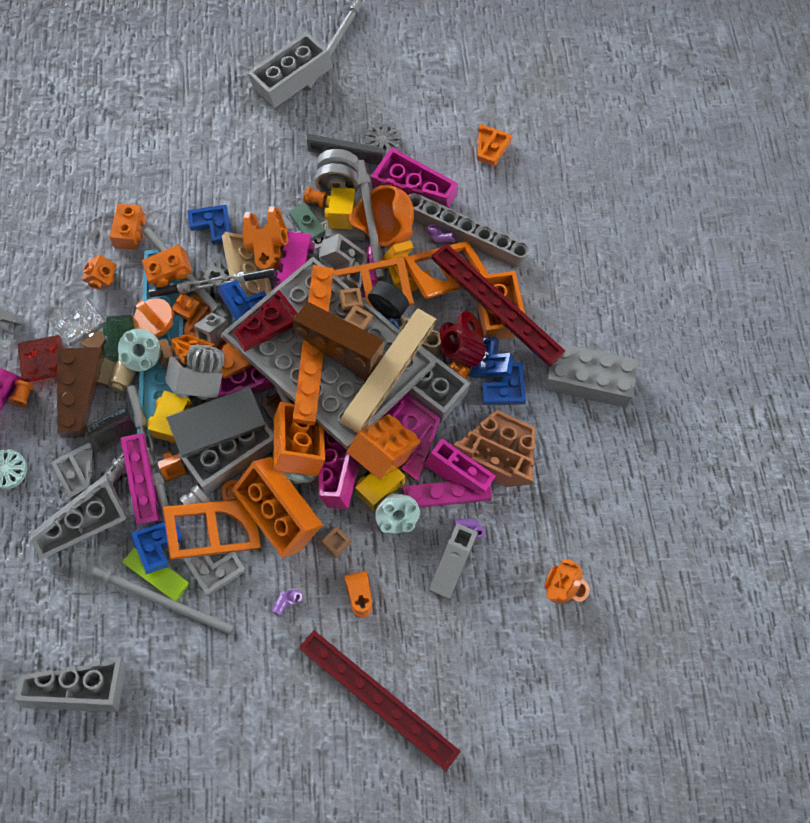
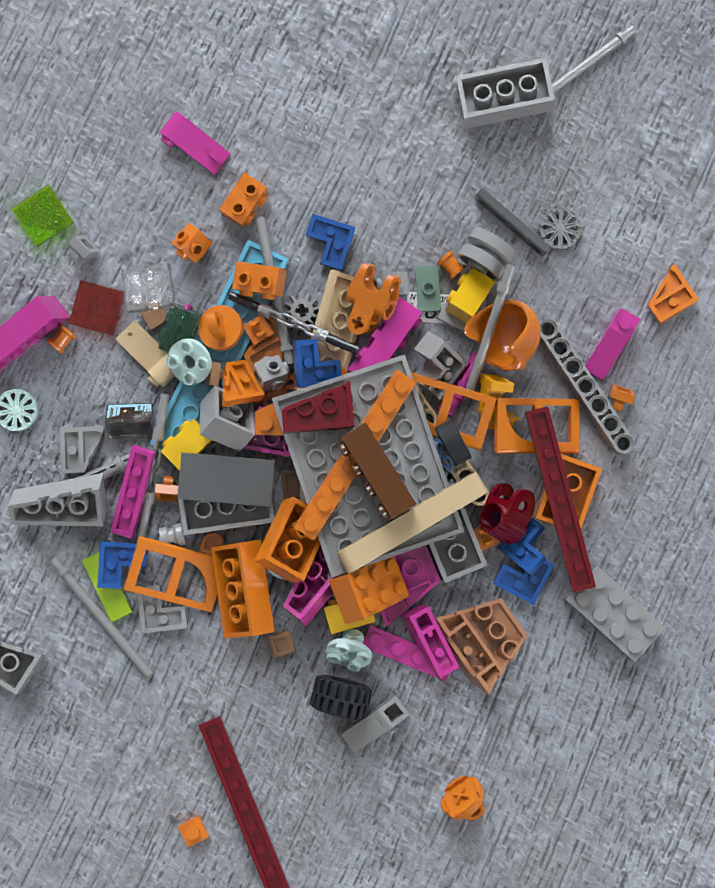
camera: 30 degrees right, 20 degrees up
(57, 202) = (194, 142): none -> dark pink door
(76, 384) = (117, 360): reddish brown wedge -> none
(205, 358) = (244, 415): light grey gear -> none
(285, 599) = (210, 672): medium lavender arm -> none
(344, 750) = (193, 831): none -> orange plate
(349, 298) = (416, 424): medium nougat tile -> none
(359, 317) = (410, 452): medium nougat plate -> none
(359, 590) = (277, 700): orange piece -> none
(410, 550) = (340, 697): none -> black tyre
(414, 177) = (560, 298): dark pink wedge -> none
(438, 236) = (553, 377): medium lavender arm -> none
(468, 188) = (612, 343): none -> dark pink slope
(472, 524) = (412, 697): medium lavender arm -> none
(497, 222) = (621, 396): none -> orange tile

